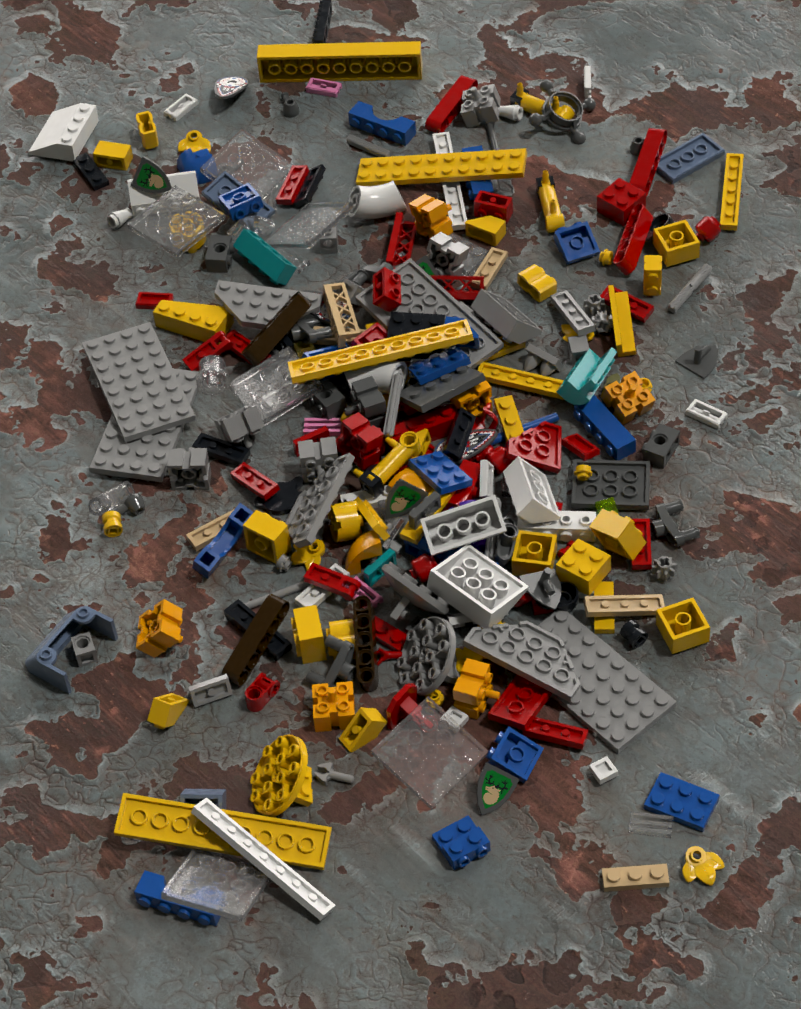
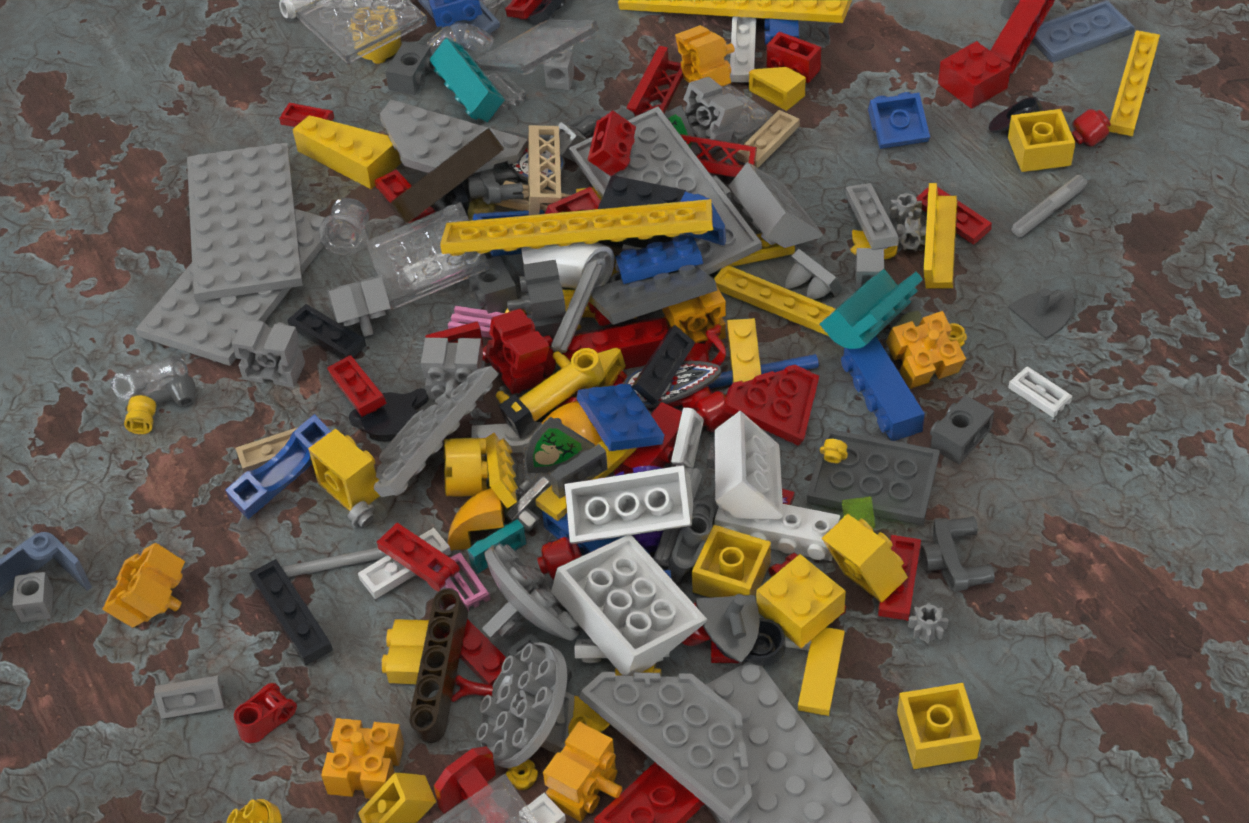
camera: 10 degrees right, 0 degrees up
(166, 710) = (115, 716): yellow slope -> none
(208, 348) = (353, 189): red plate -> none
(256, 639) = (277, 629): dark brown beam -> none
(308, 554) = (401, 508): yellow plate -> none
(308, 634) = (358, 634): yellow brick -> none
(341, 667) = (391, 697): dark grey connector -> none
(376, 201) = (635, 28): white brick -> none
(537, 283) = (831, 167): yellow brick -> none
(546, 193) = (873, 61): yellow piece -> none
(580, 446) = (840, 411): red tile -> none
(606, 257) = (937, 146): yellow plate -> none
(622, 605) = (851, 673): tan plate -> none
(633, 239) = (980, 127): red beam -> none
(634, 634) = (858, 724): black wheel -> none
(652, 275) = (997, 179): yellow brick -> none

